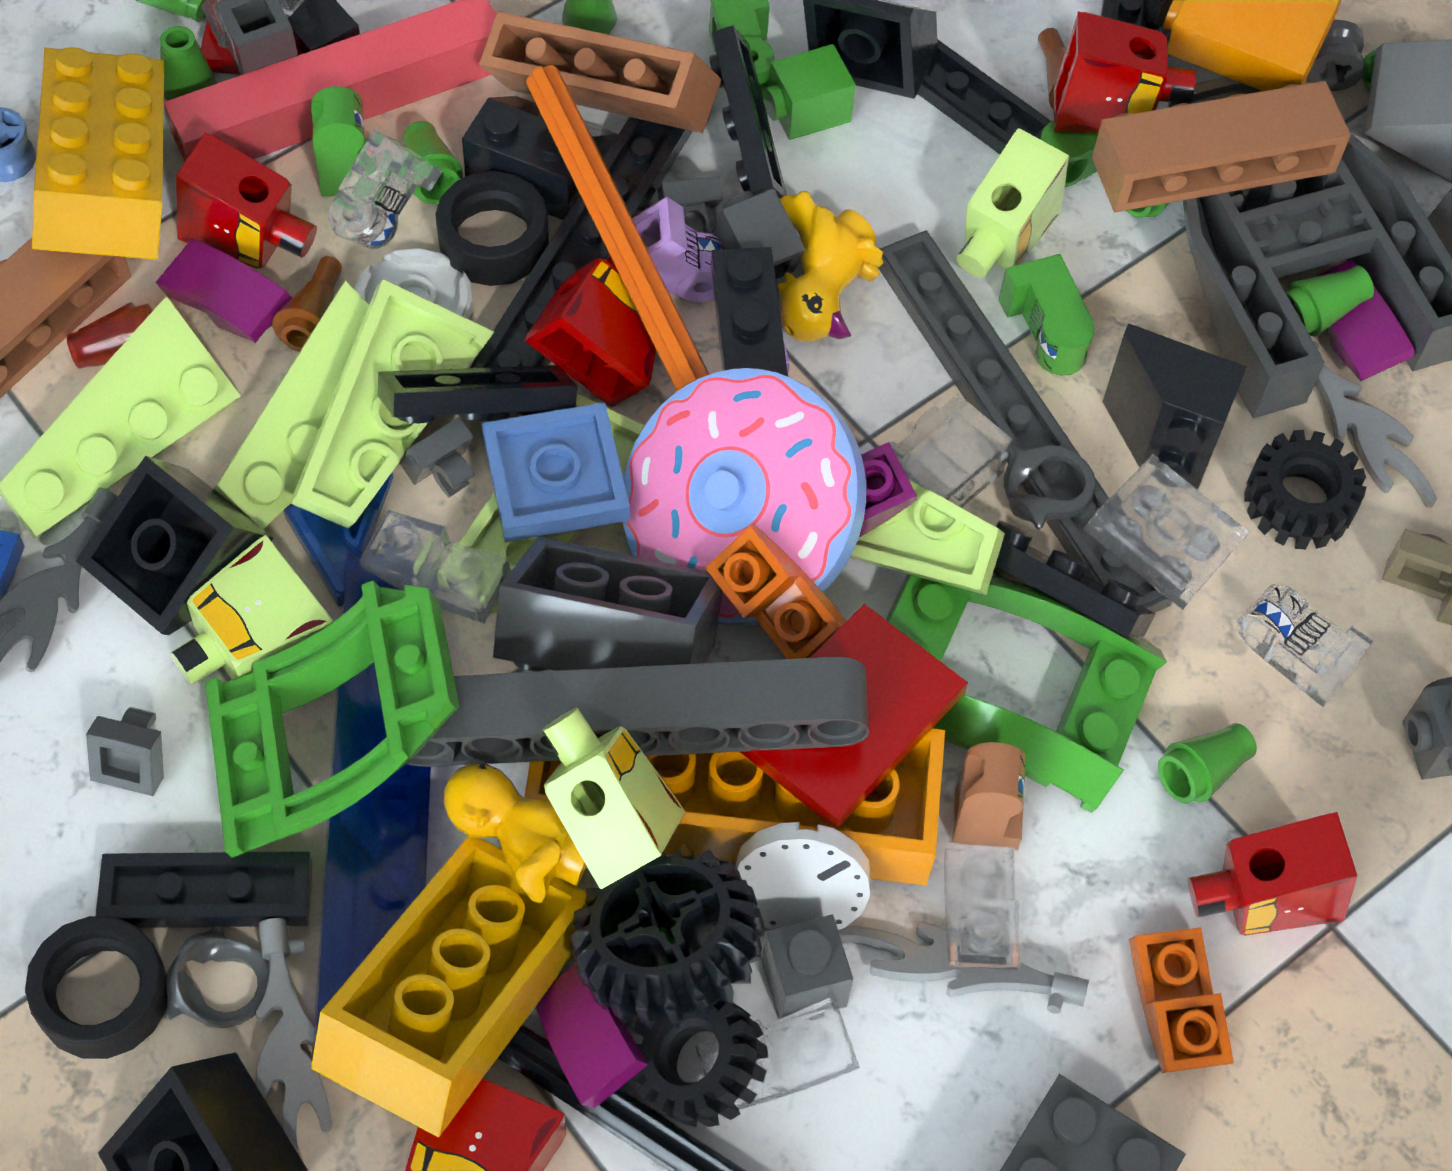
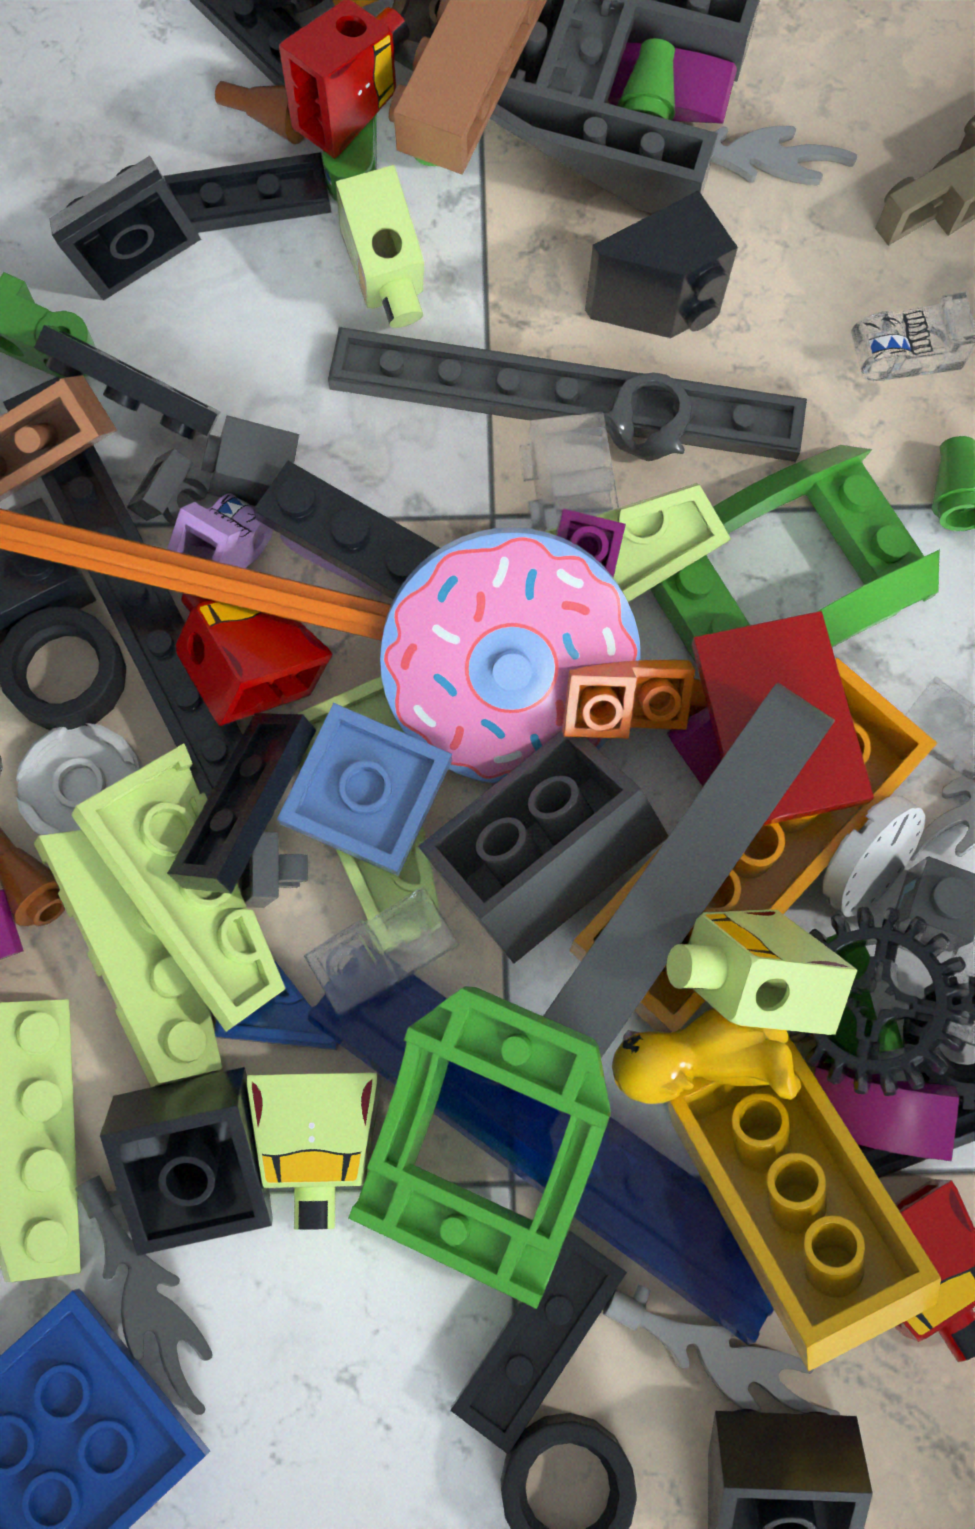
camera: 50 degrees left, 15 degrees up
(126, 752) = (364, 1325): dark grey tile -> none
(203, 947) = (622, 1413): dark grey piece -> none
(810, 92) = (132, 313): bright green brick -> none
(833, 258) = (316, 410): yellow animal -> none
(990, 796) = (899, 660): nougat leg -> none
(1052, 310) = (495, 293): bright green leg -> none
(1064, 580) = (753, 468): black plate -> none
(1166, 531) = (759, 362): clear plate -> none
(1317, 463) = (792, 208): black tyre -> none

